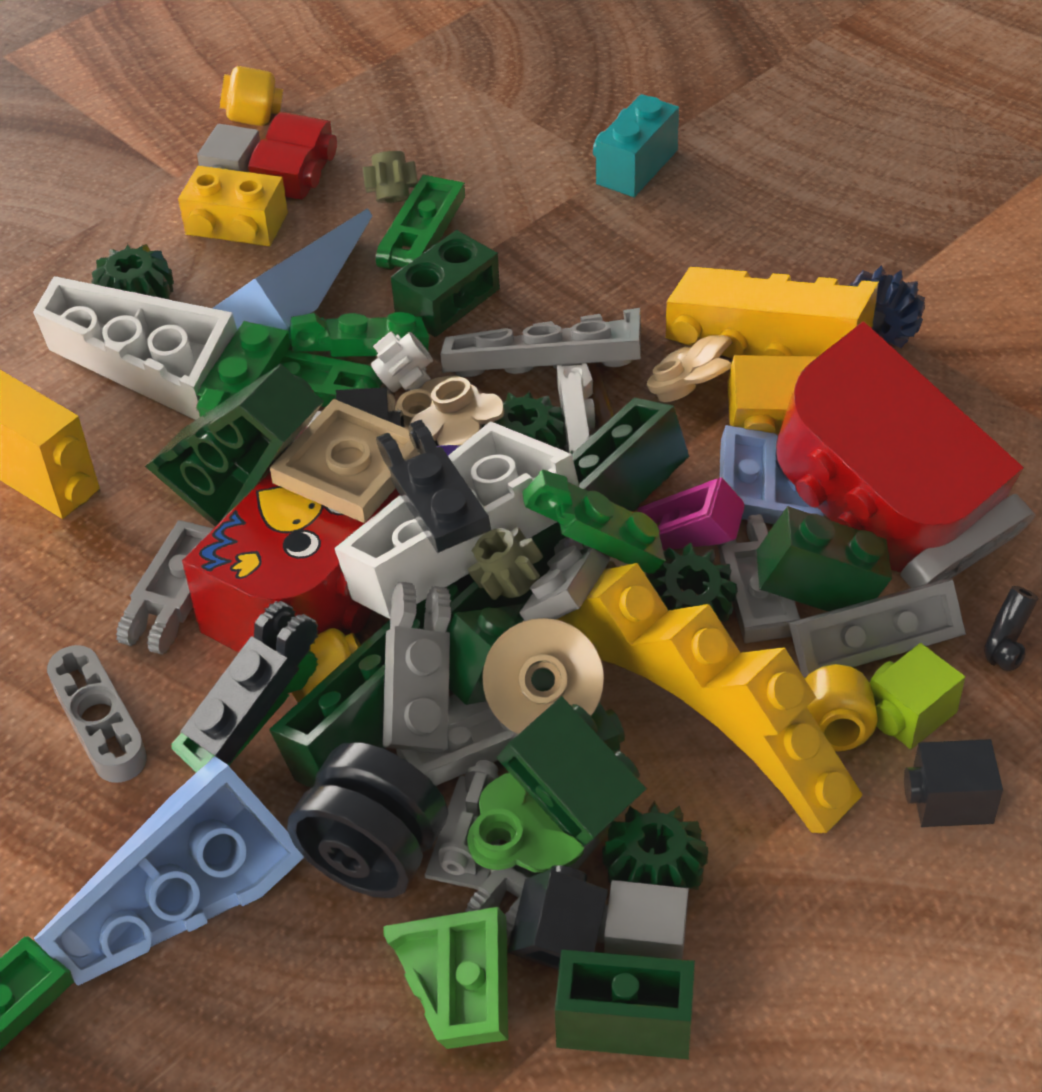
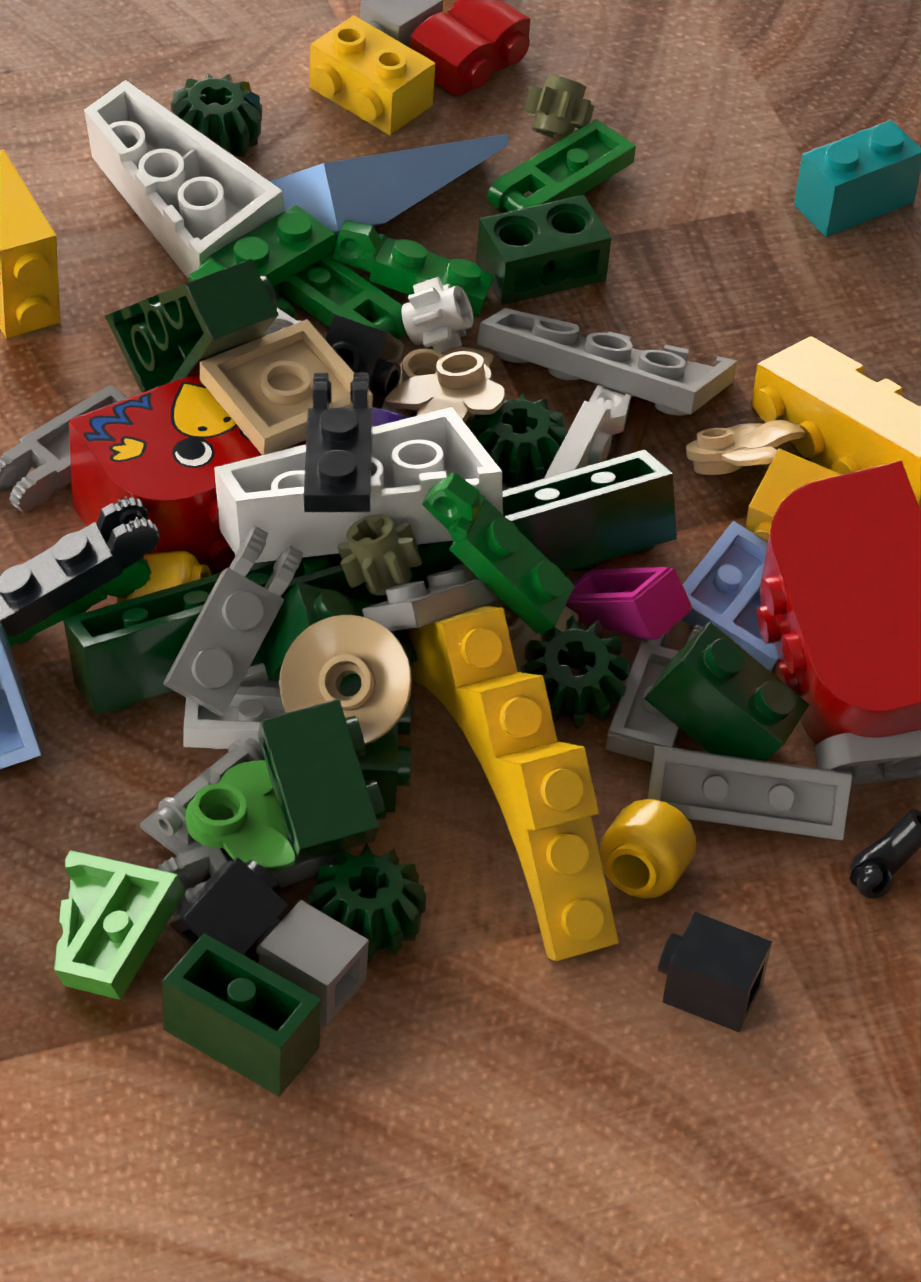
camera: 20 degrees right, 0 degrees up
(368, 820) = (105, 743): black wheel -> none
(916, 695) = (737, 872): lime brick -> none

